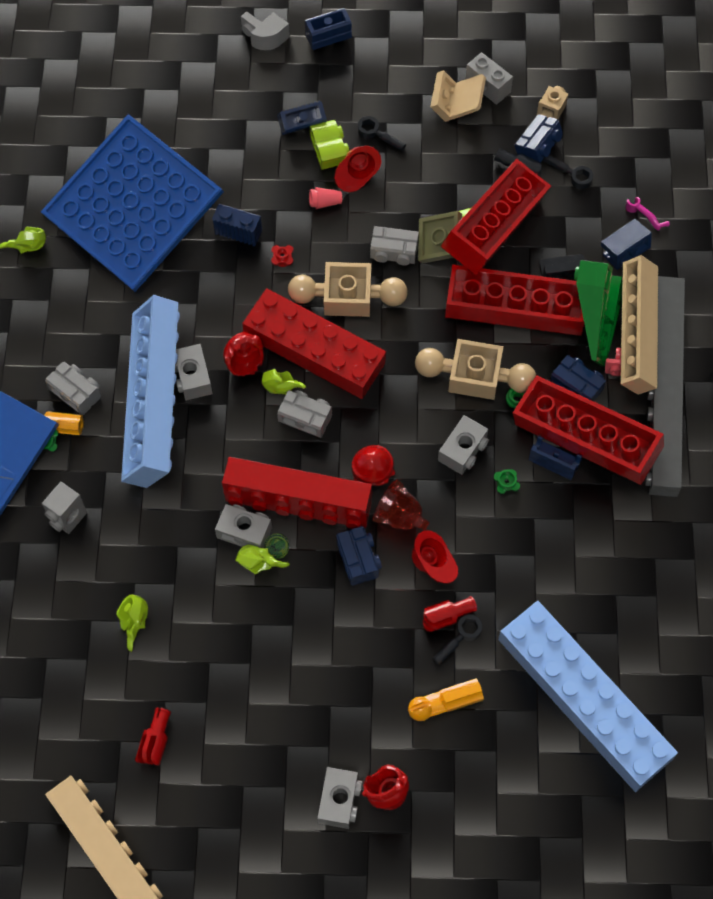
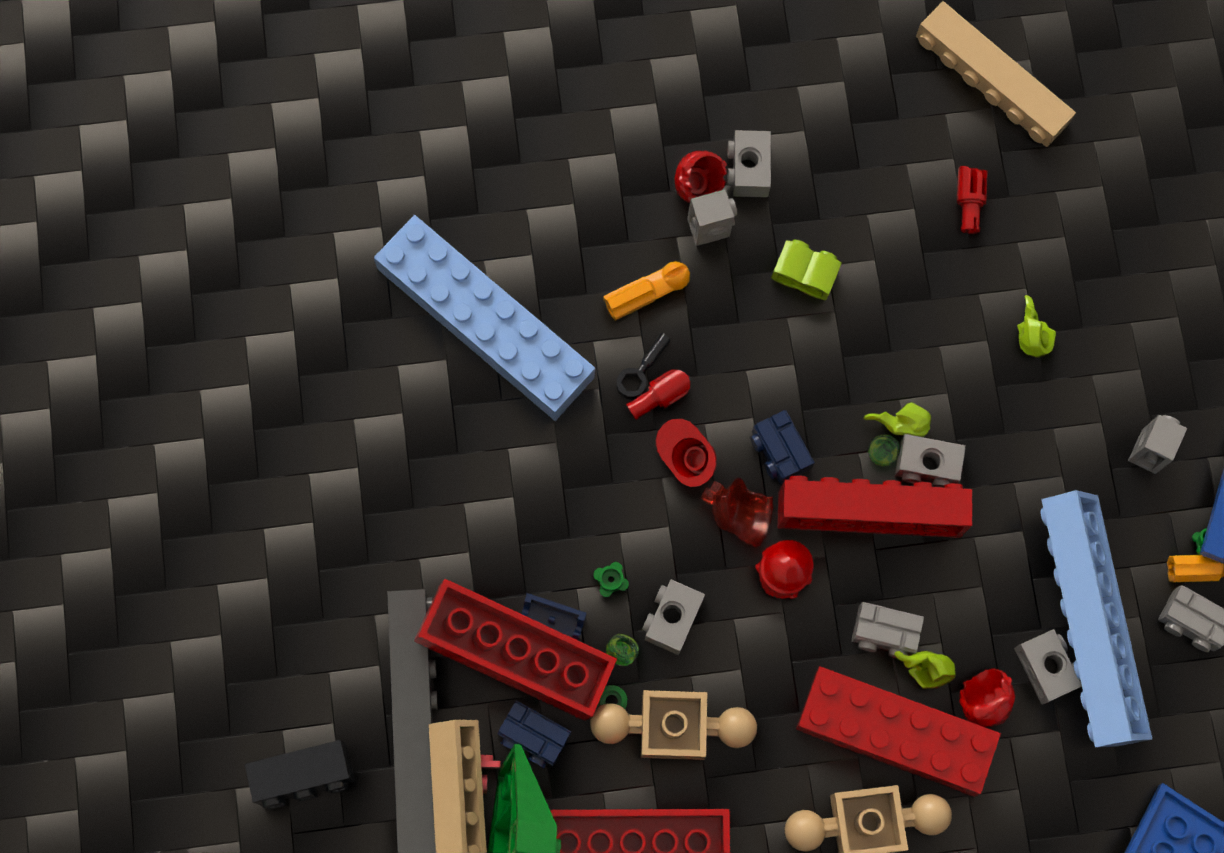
camera: 165 degrees right, 10 degrees up
(309, 696) = (806, 269): none -> lime brick
(382, 746) = (711, 217): none -> light grey brick
(505, 429) = (622, 648): none -> clear green tile

